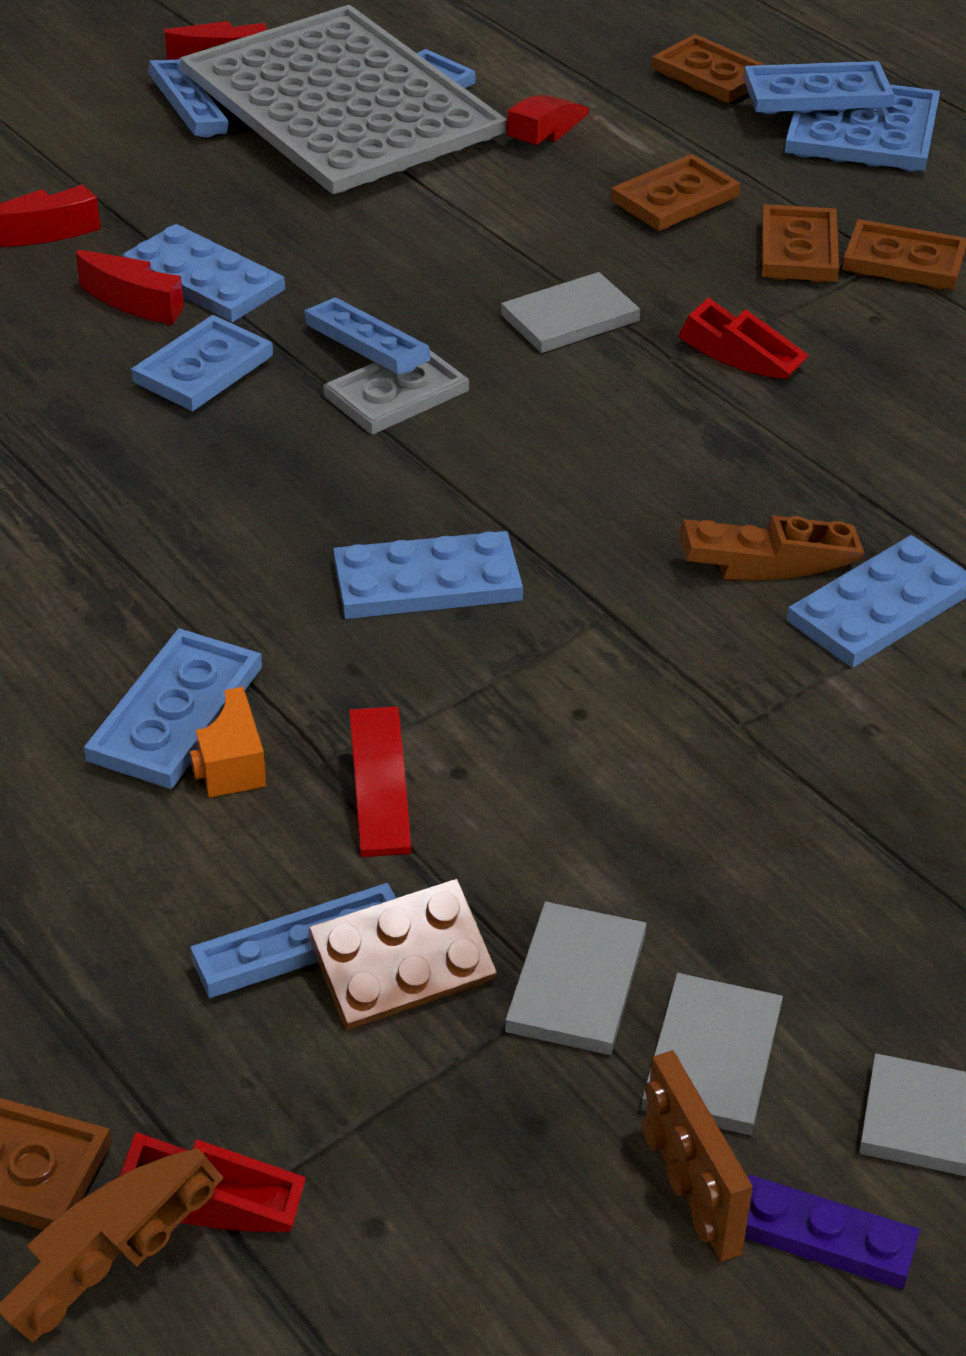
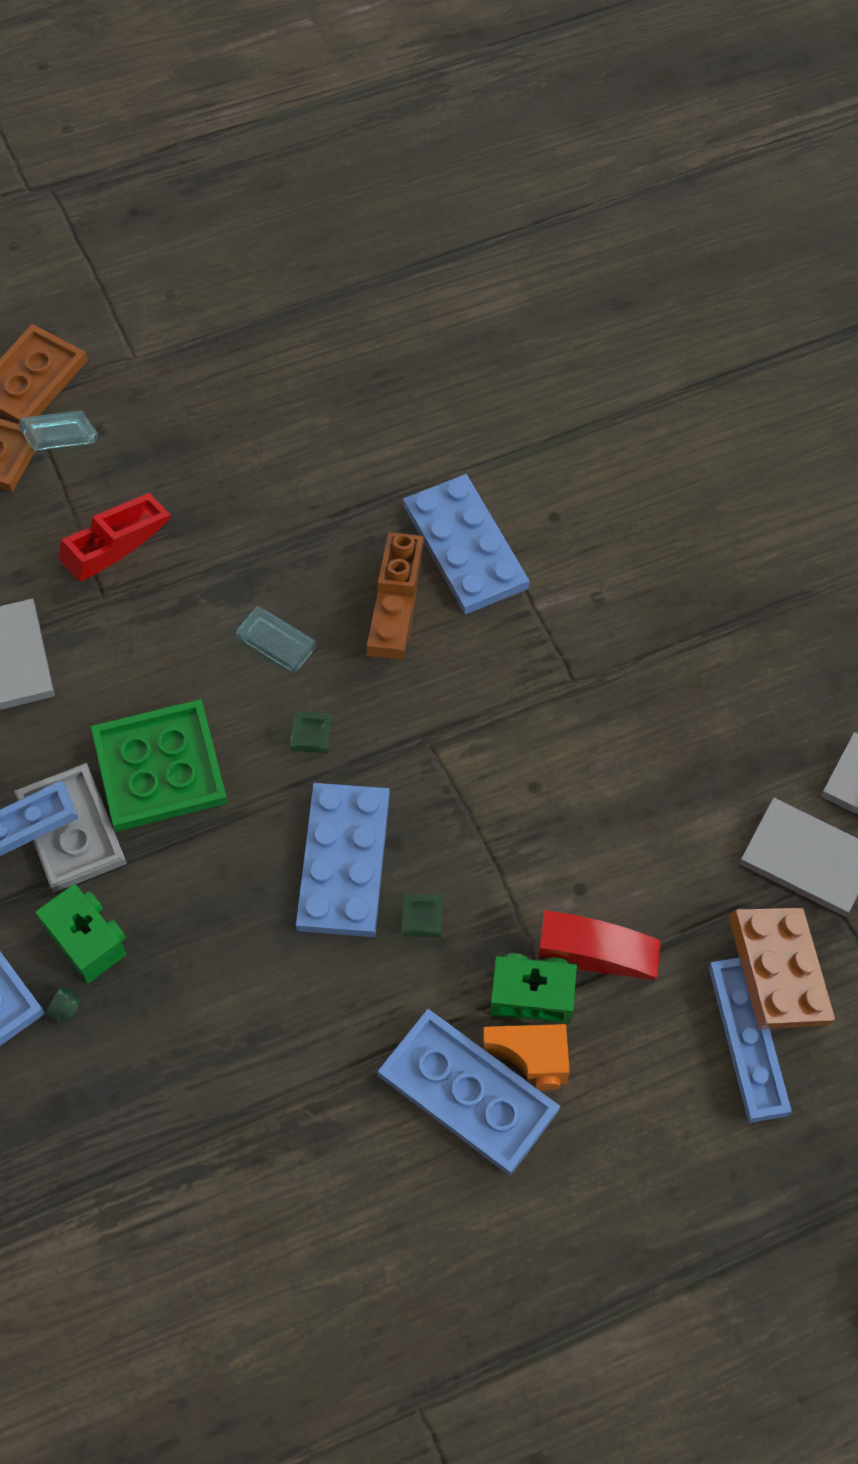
camera: 75 degrees left, 20 degrees up
(202, 415) = (63, 1005): none -> clear green plate
(278, 408) = (91, 952): none -> green brick
(310, 737) = (513, 995): none -> green brick
(375, 637) = (422, 915): none -> clear green plate
(485, 424) = (158, 765): none -> green plate
(569, 518) = (311, 732): none -> clear green plate
(676, 478) = (276, 639): none -> clear light blue tile
(846, 279) = (57, 430): none -> clear light blue tile

